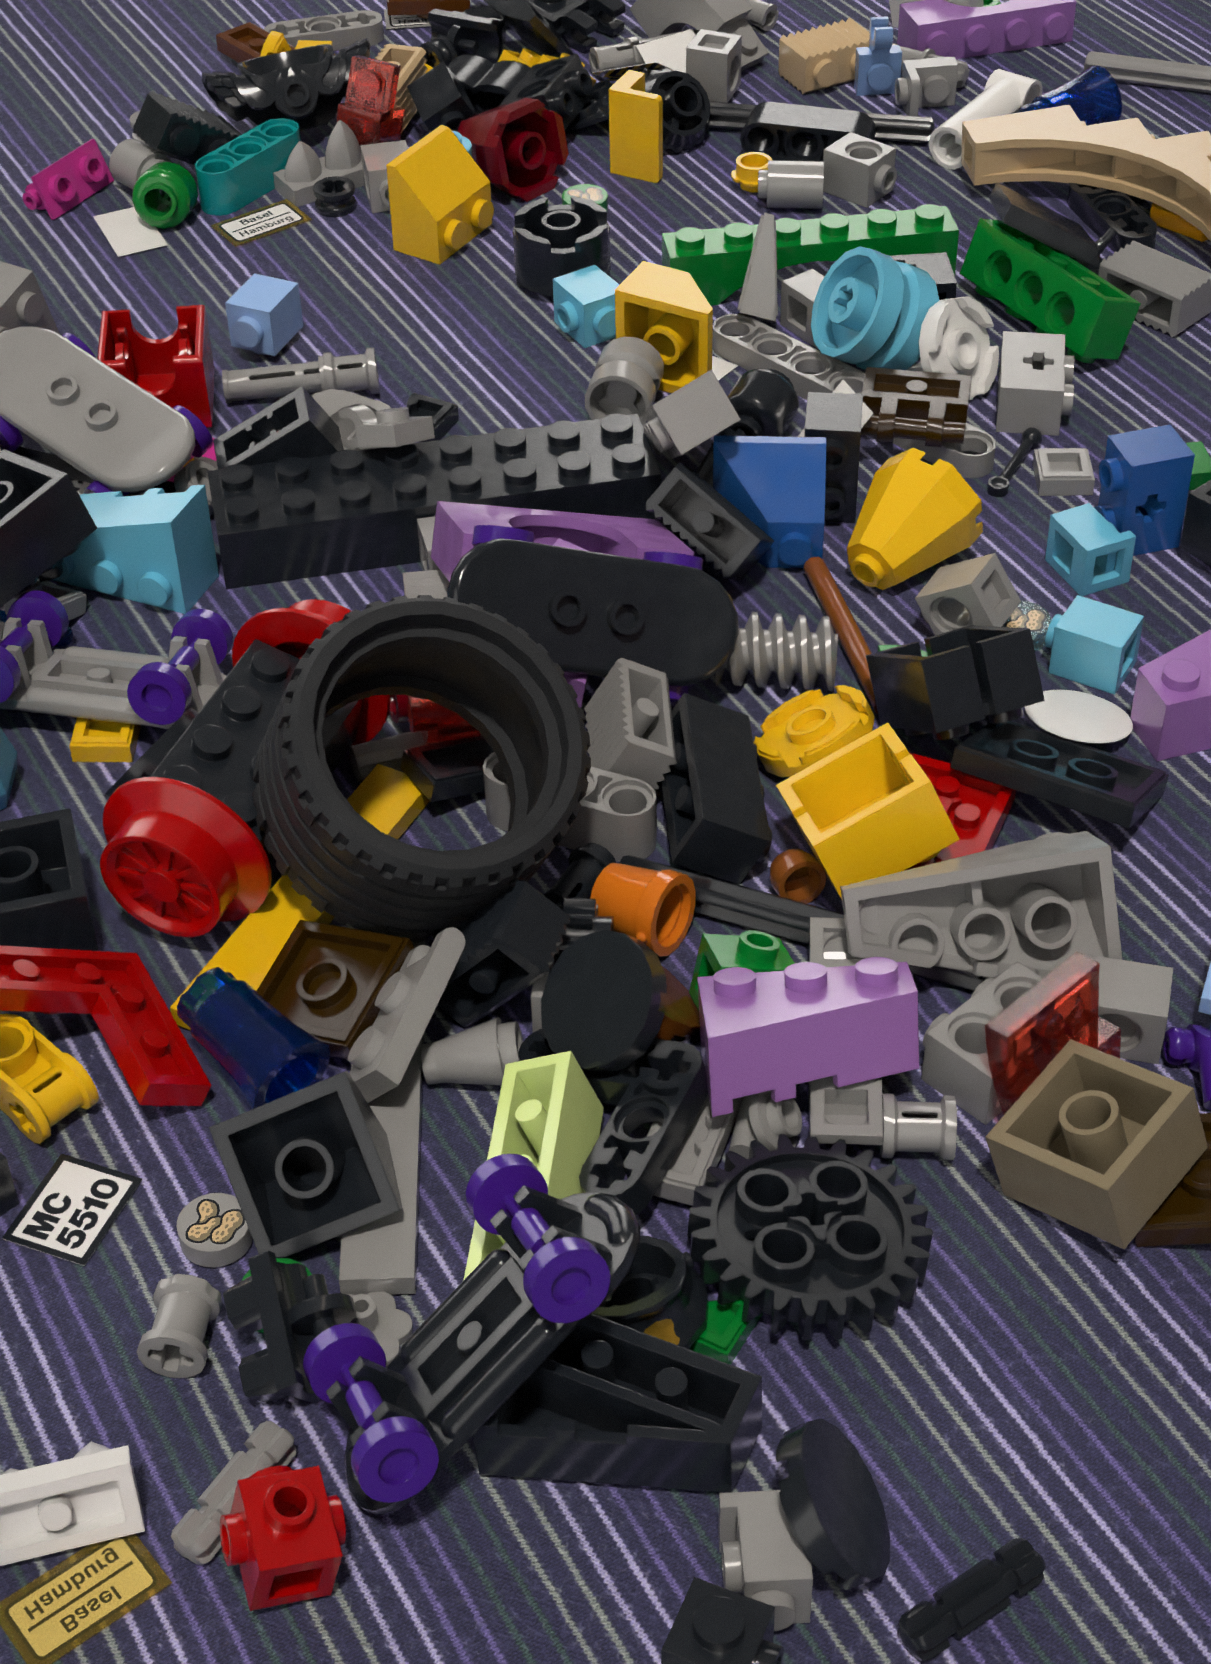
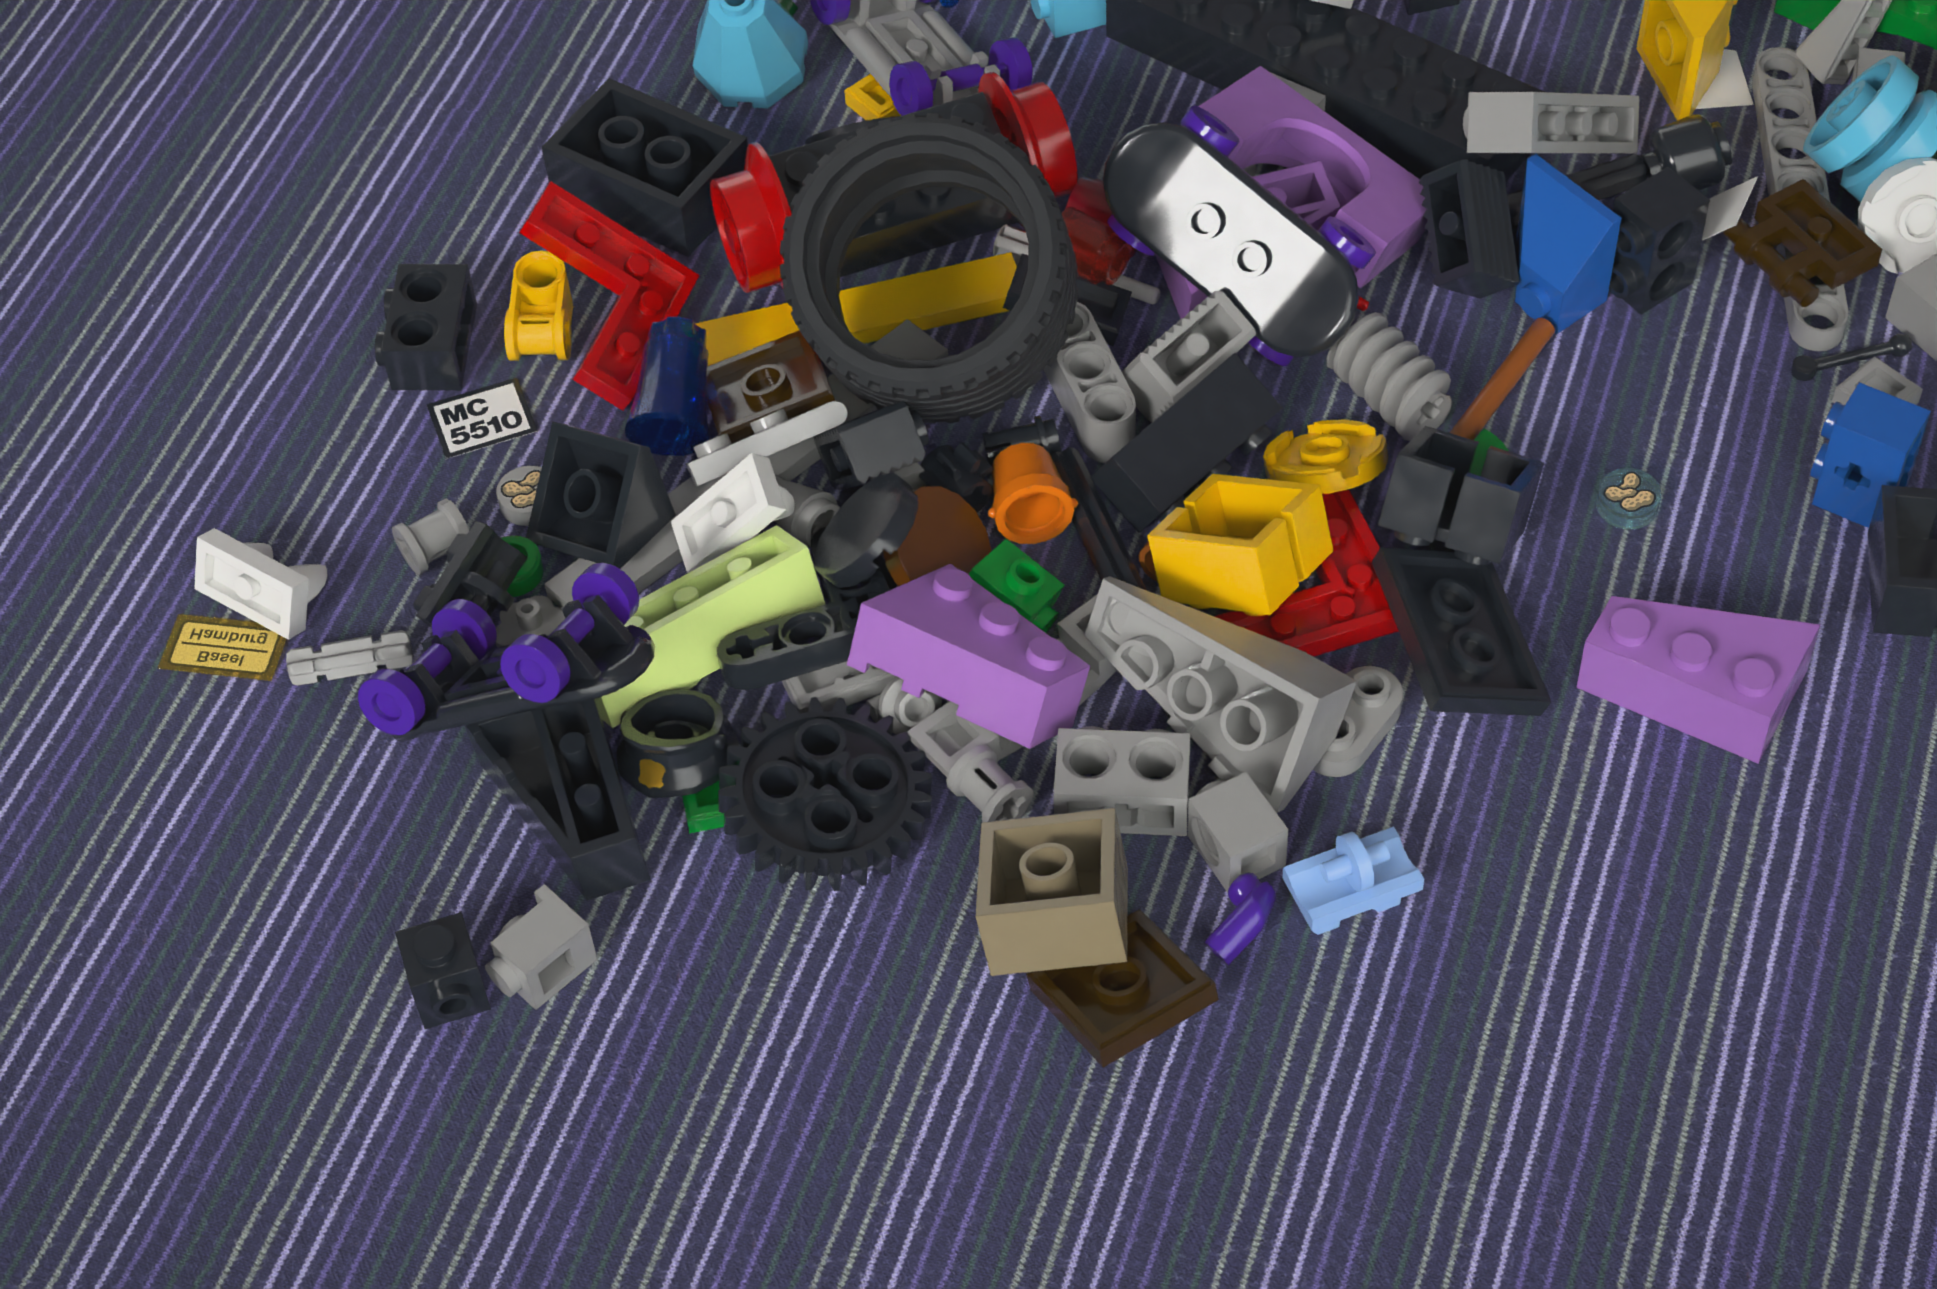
camera: 50 degrees right, 10 degrees up
(284, 1536) = (320, 699): red brick -> none
(459, 1086) = (731, 512): none -> white tile
(624, 379) = (1606, 58): light grey wheel -> none
(833, 1504) = (599, 949): black tile -> none
(912, 520) = (1634, 345): yellow cone -> none
(968, 595) = (1591, 442): light grey brick -> none
(971, 1599) = (622, 1079): black axle -> none
(1042, 1022) = (1148, 797): clear red slope -> none
(1080, 717) = (1554, 601): white sticker -> none
(1088, 550) = (1771, 476): medium azure brick -> none
(1094, 644) = (1651, 554): medium azure brick -> none

